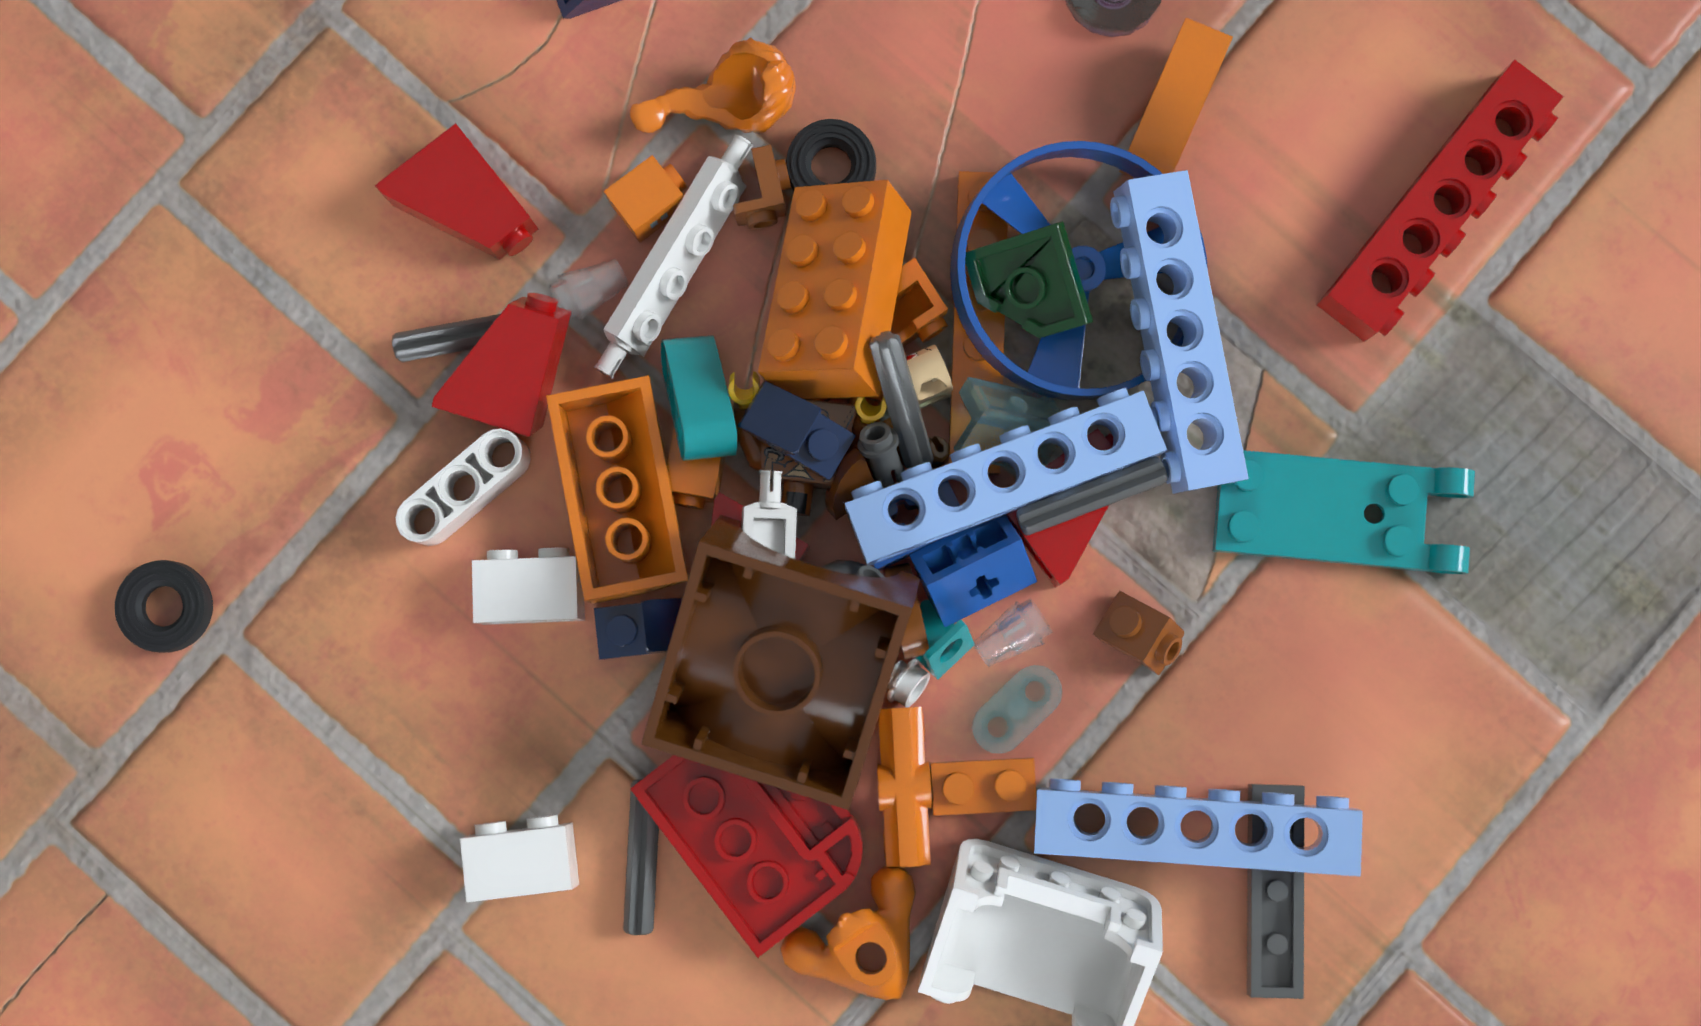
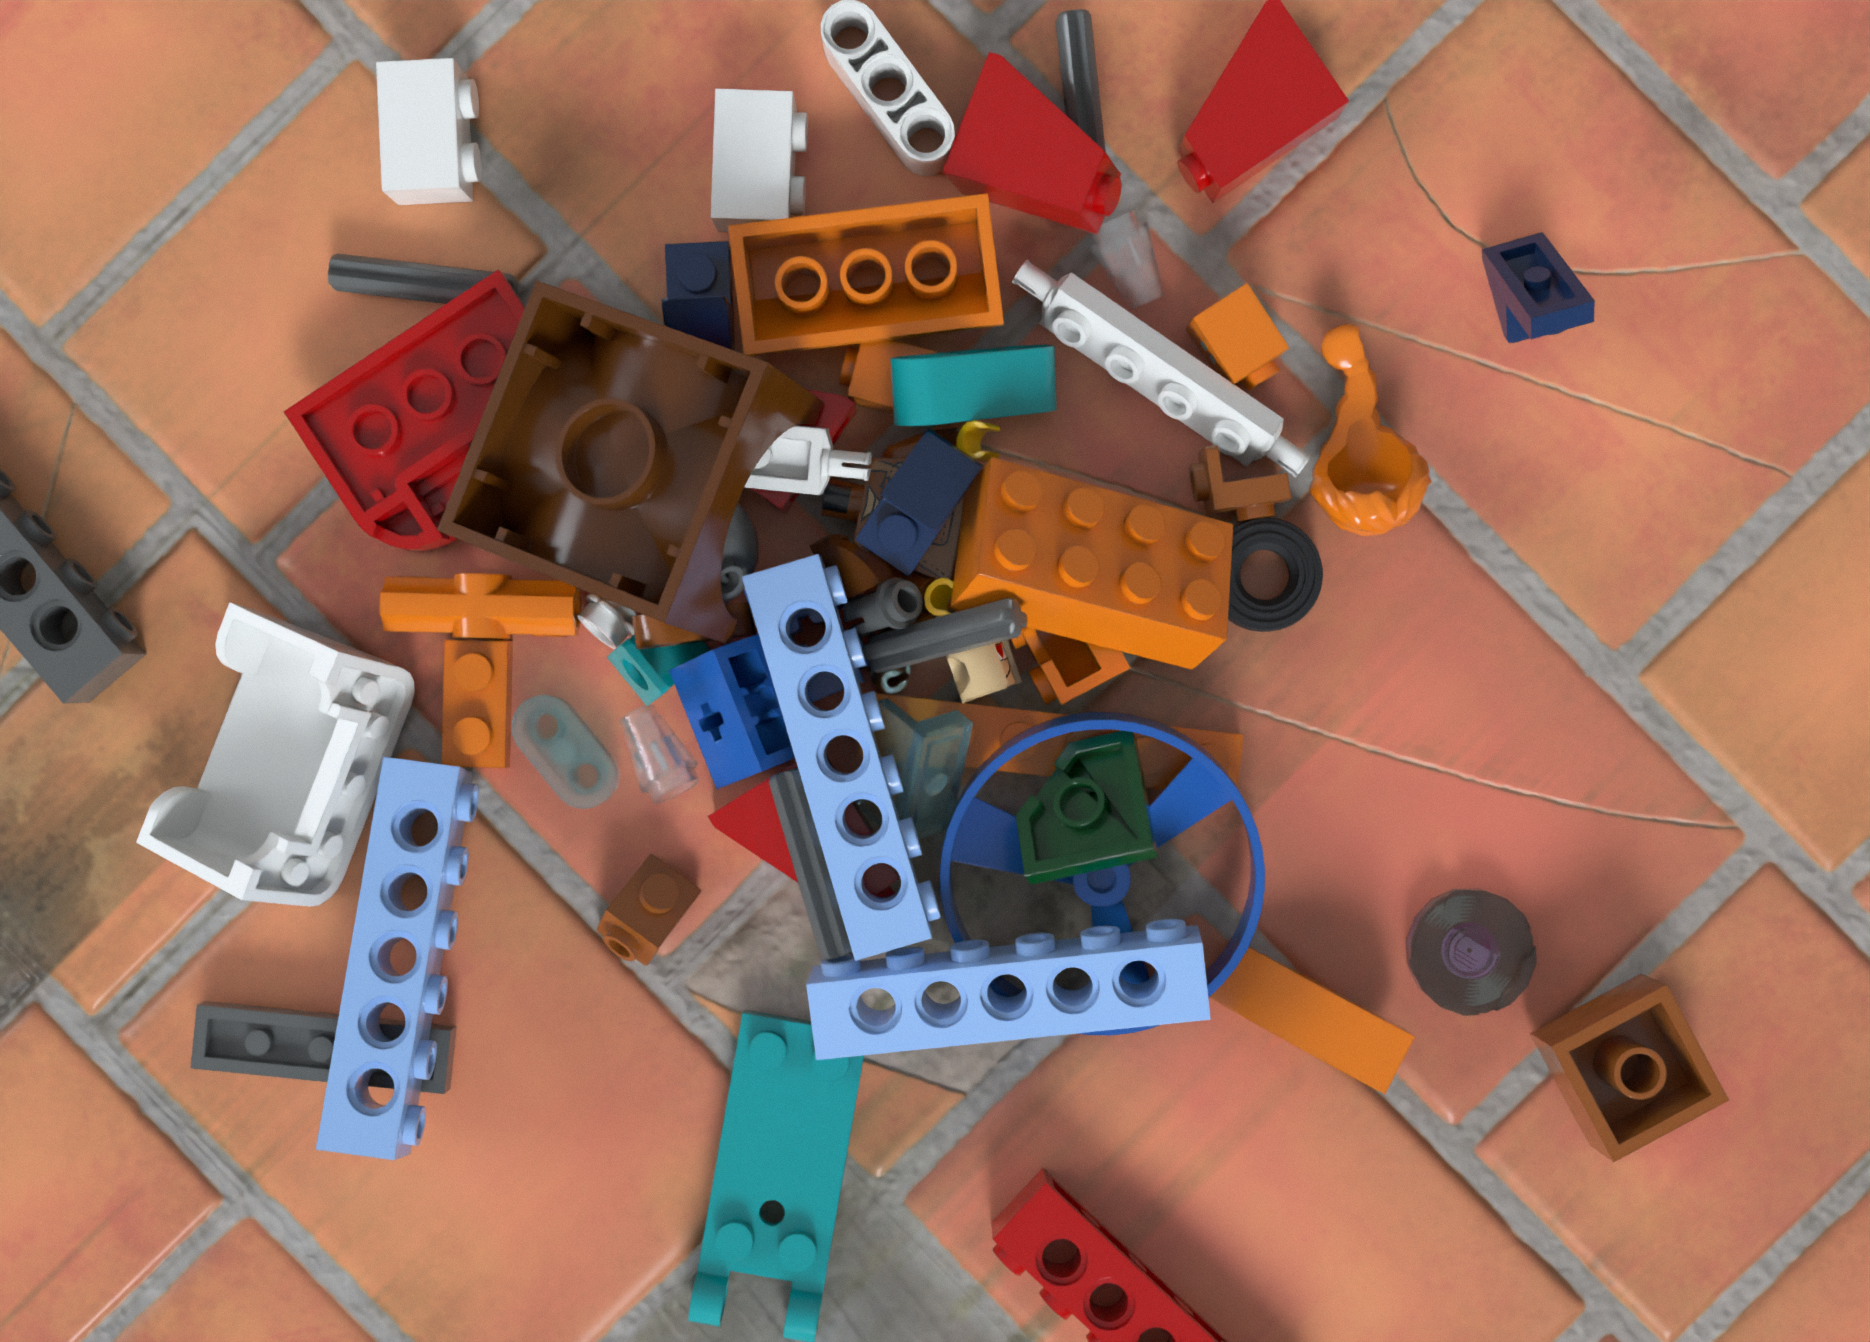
camera: 90 degrees right, 5 degrees up
(865, 947) = (286, 544): orange head -> none

